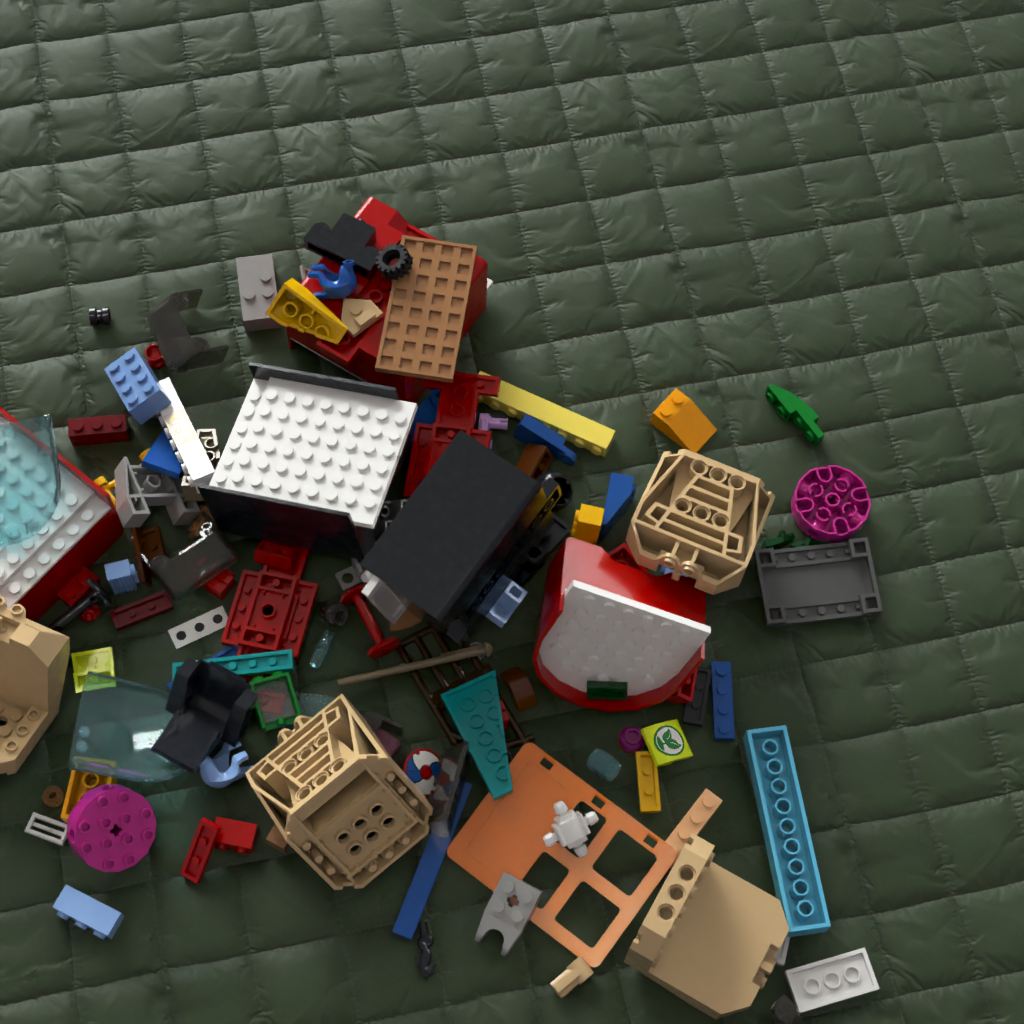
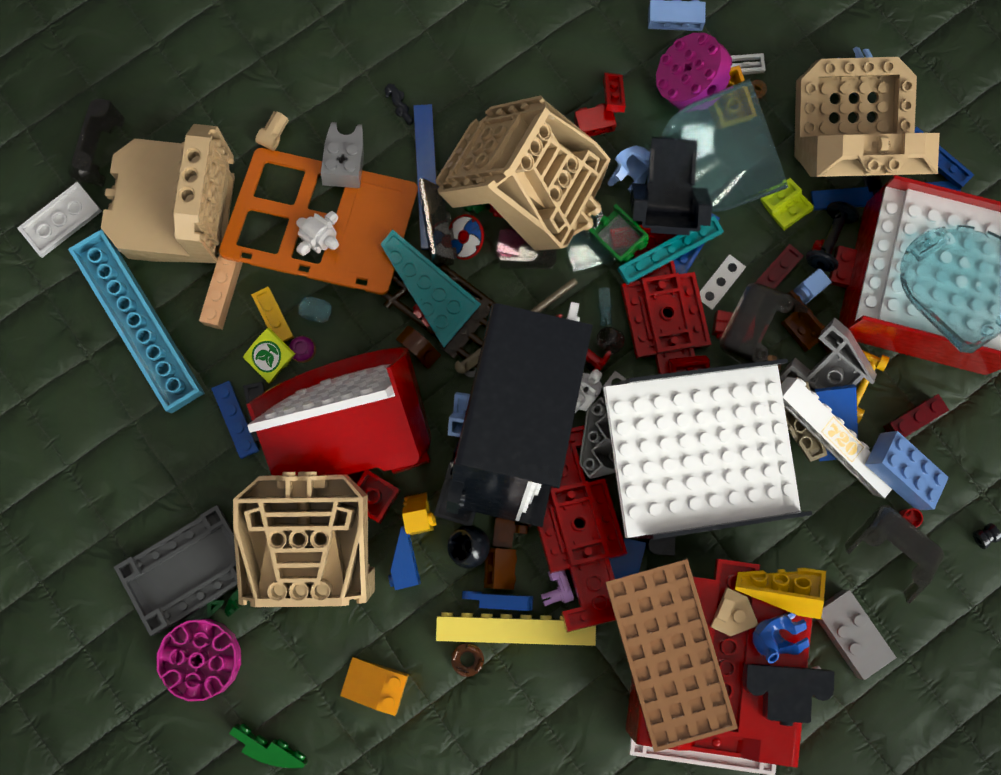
camera: 160 degrees right, 15 degrees up
(390, 253) = (740, 687): black tyre -> none
(599, 402) = (461, 669): none -> reddish brown piece
(607, 690) = (337, 372): dark green tile -> none

